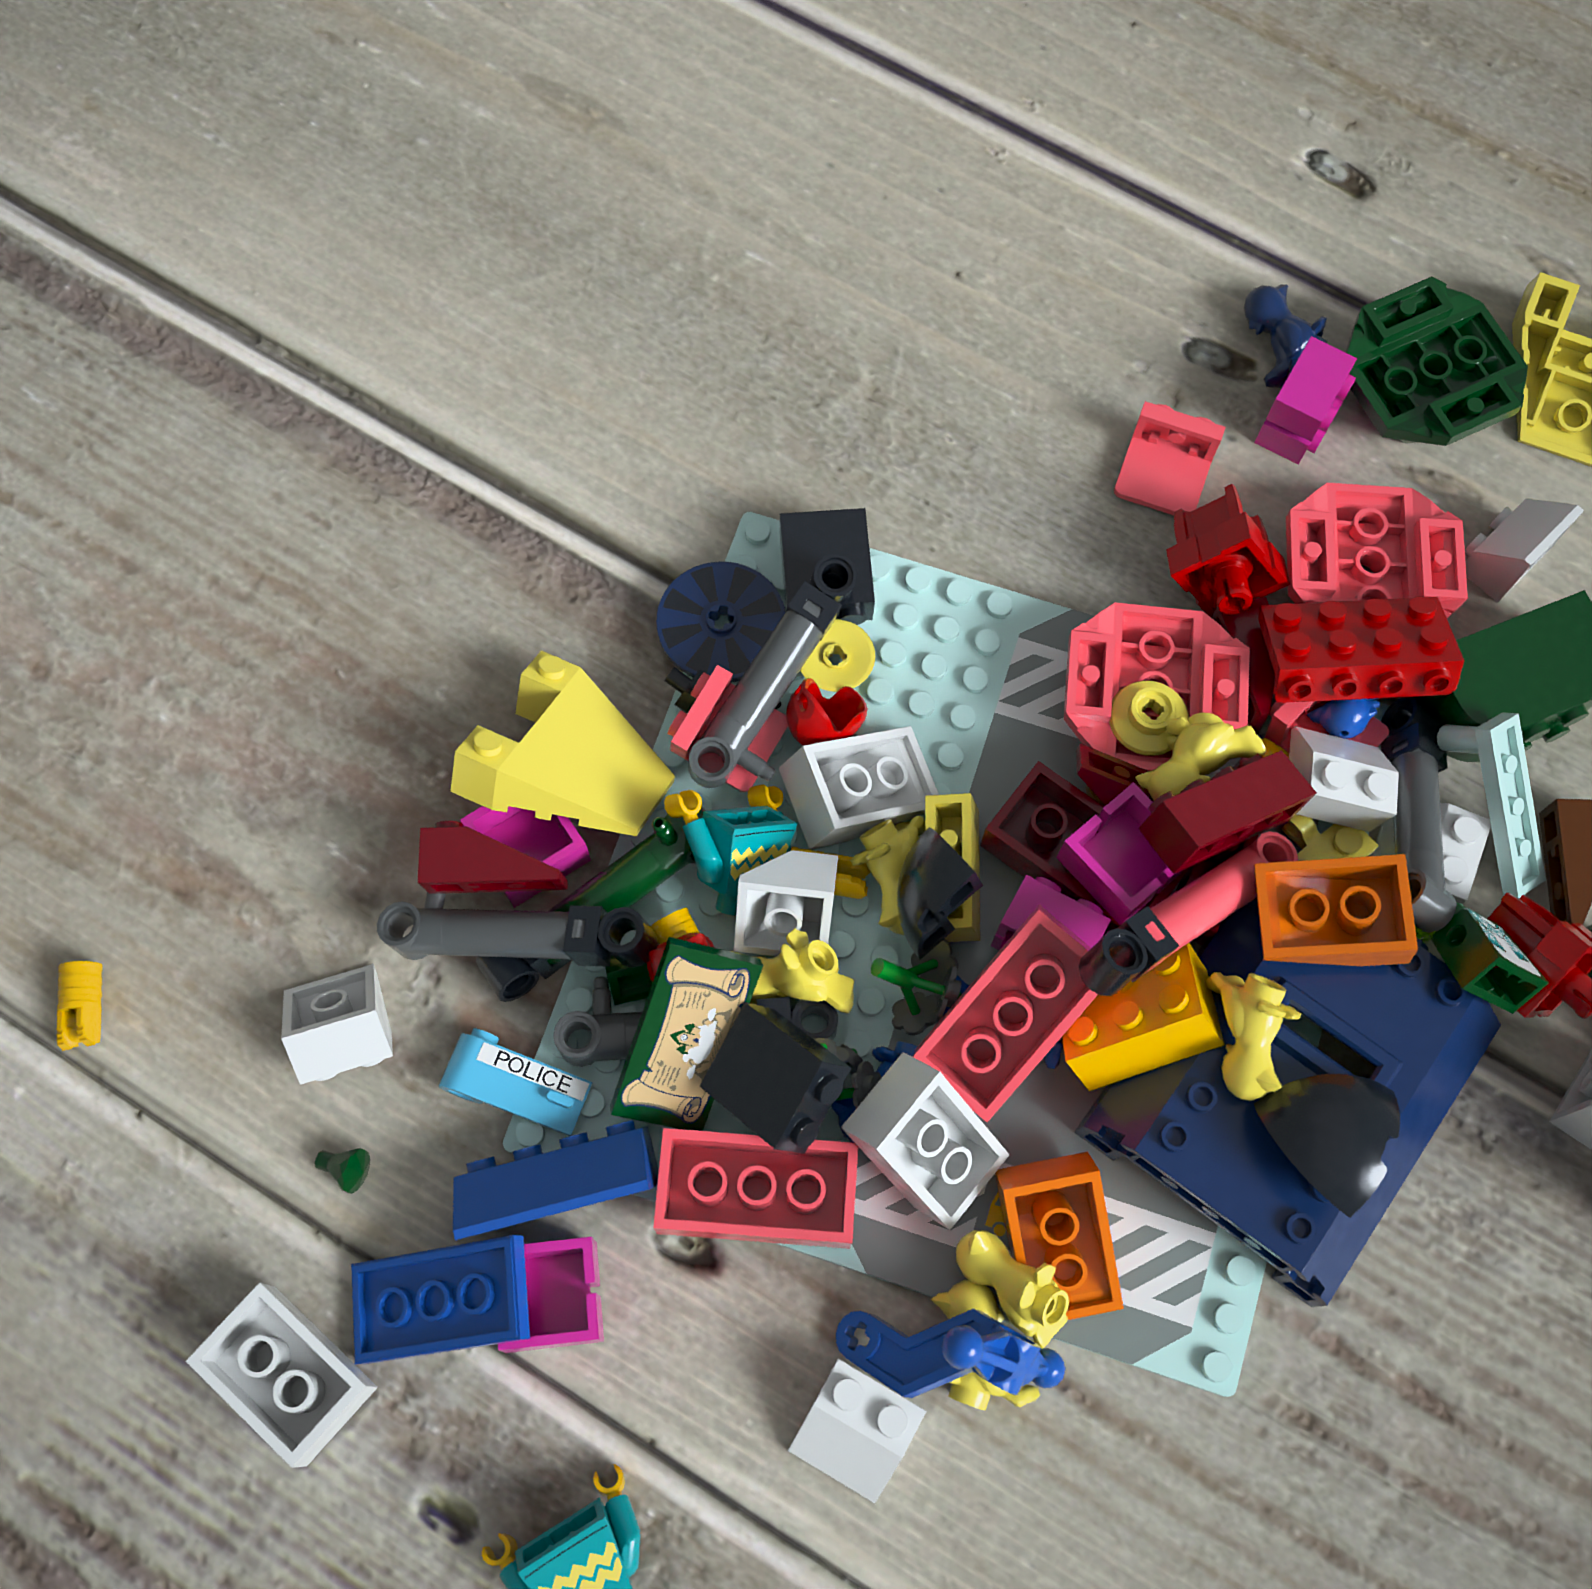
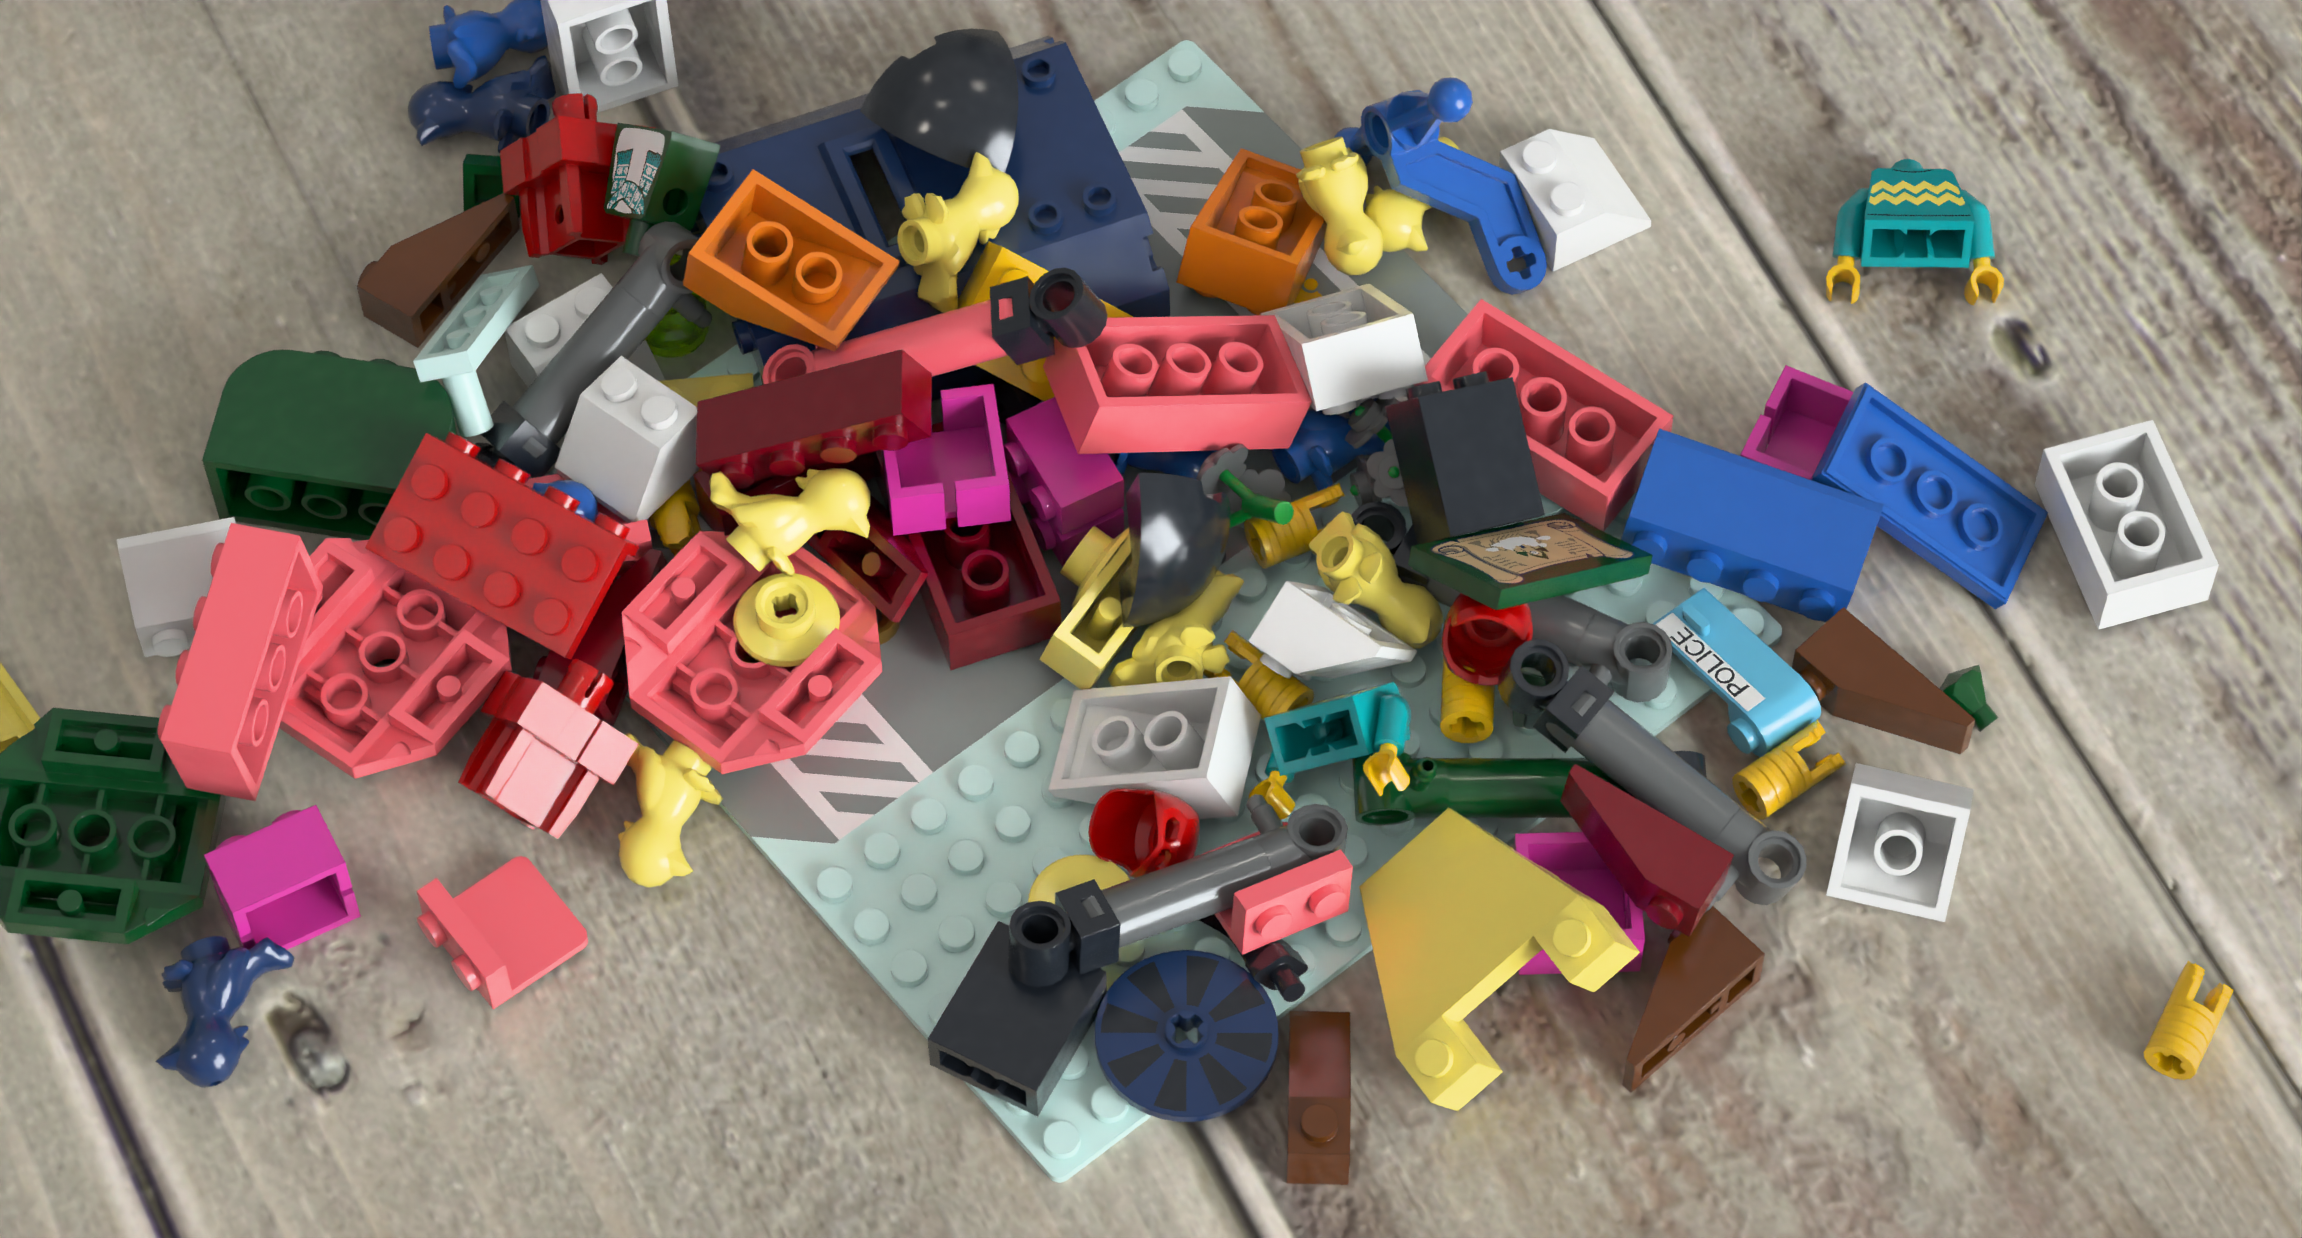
camera: 145 degrees left, 10 degrees down
(418, 1130) = (1876, 687): none -> reddish brown slope
(423, 808) = (1693, 988): none -> reddish brown slope
(440, 1032) = (1783, 774): none -> yellow hinge
(620, 637) = (1319, 1098): none -> reddish brown slope
(880, 1002) = (1276, 542): none -> yellow hinge
(994, 892) = (1091, 558): none -> light yellow piece
(1127, 565) = (667, 796): none -> light yellow animal
(1439, 461) = (240, 661): none -> coral brick

